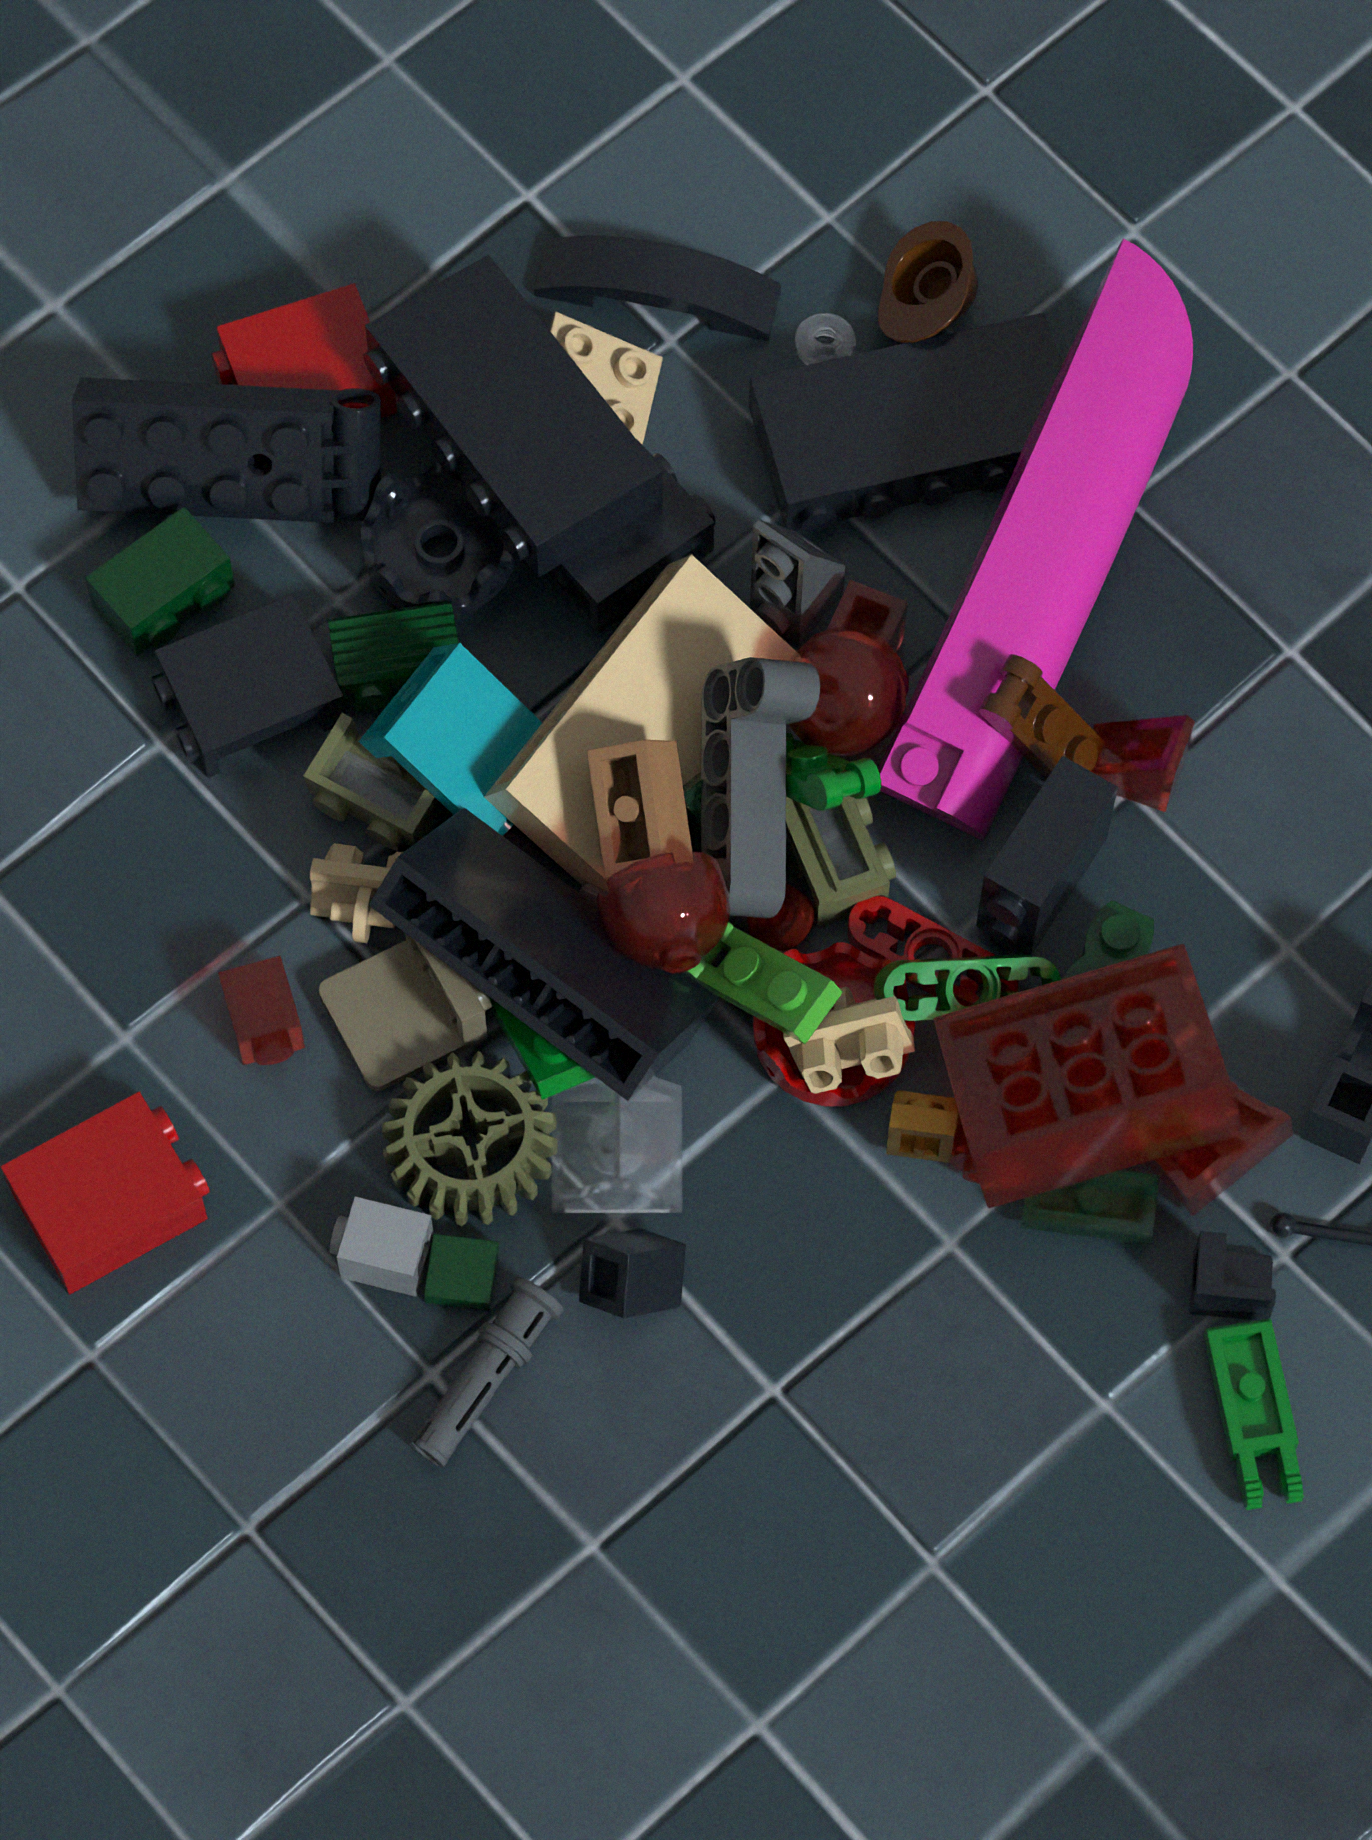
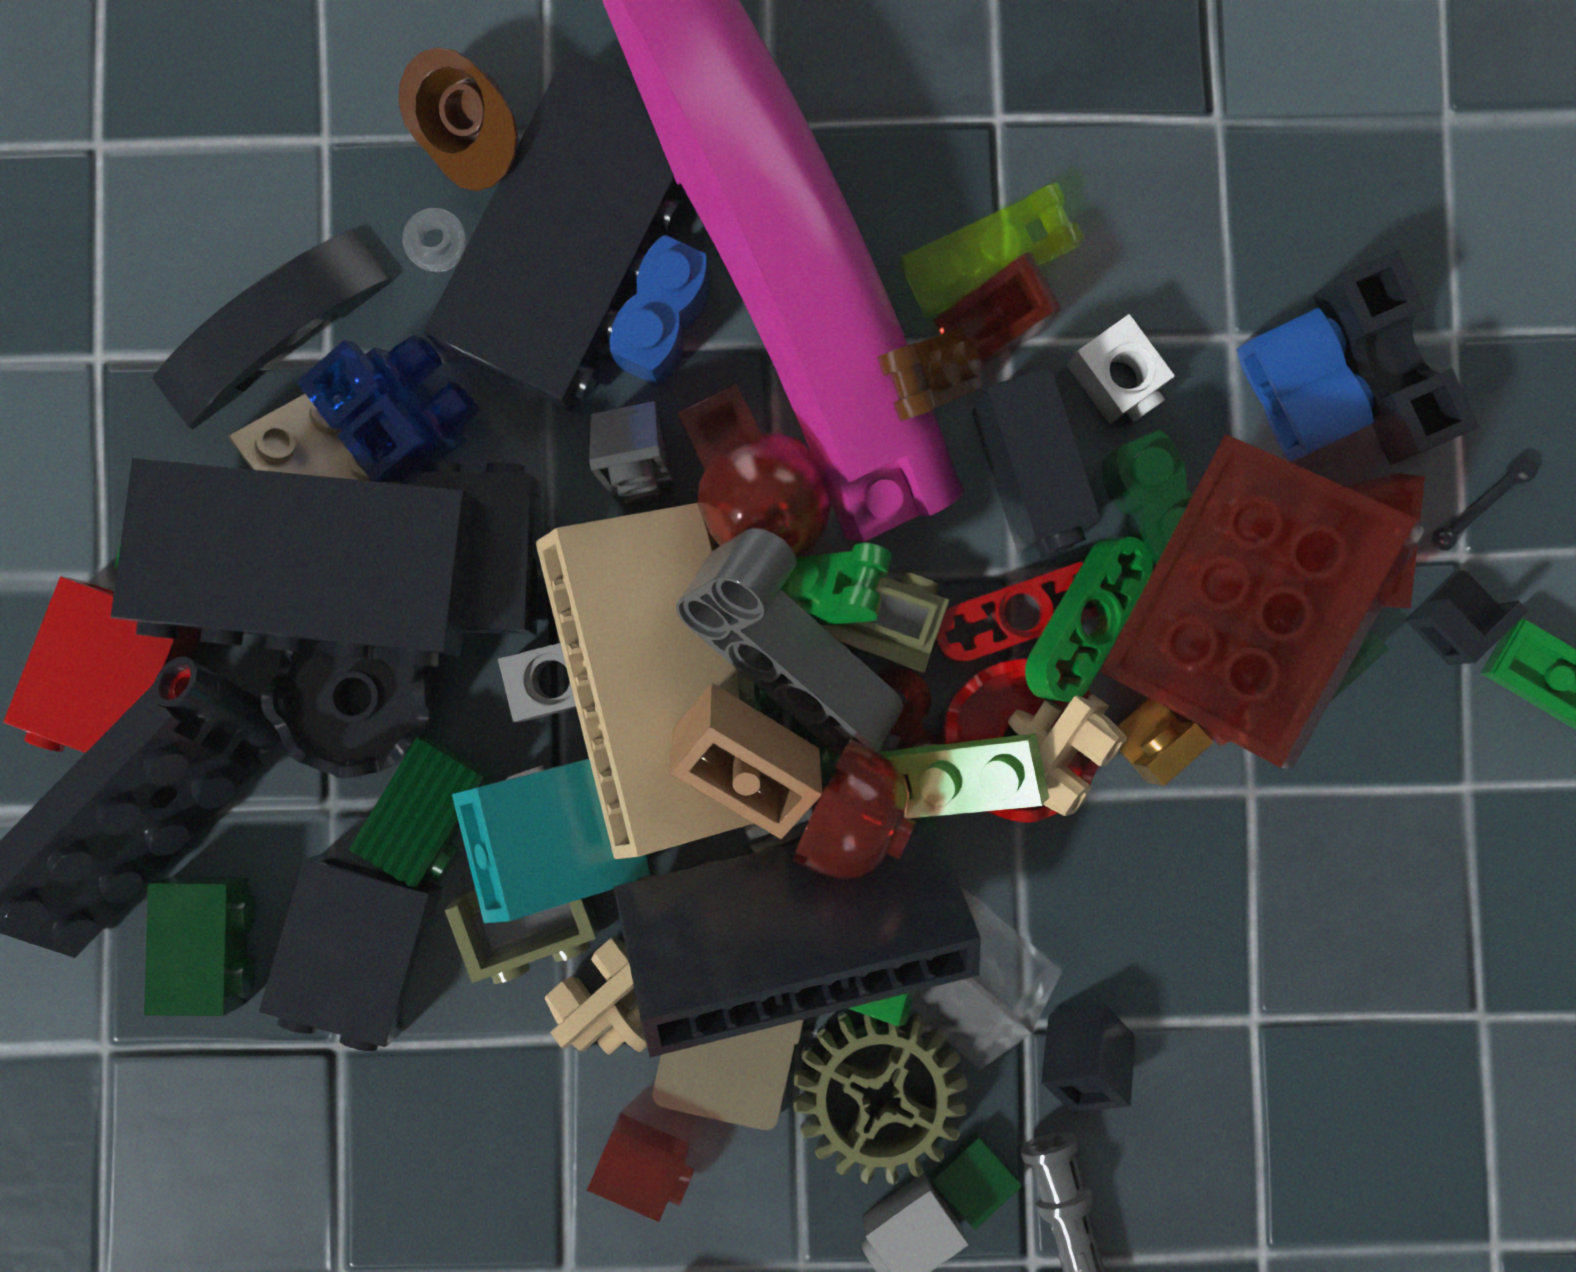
camera: 50 degrees left, 20 degrees up
(556, 645) = (522, 685): none -> light grey brick
(673, 394) = (384, 407): none -> clear blue hips
(928, 524) = (669, 299): none -> blue brick
(1140, 694) = (970, 256): none -> clear neon green plate
(1185, 853) = (1124, 344): none -> white brick
(1297, 1017) = (1306, 384): none -> blue brick

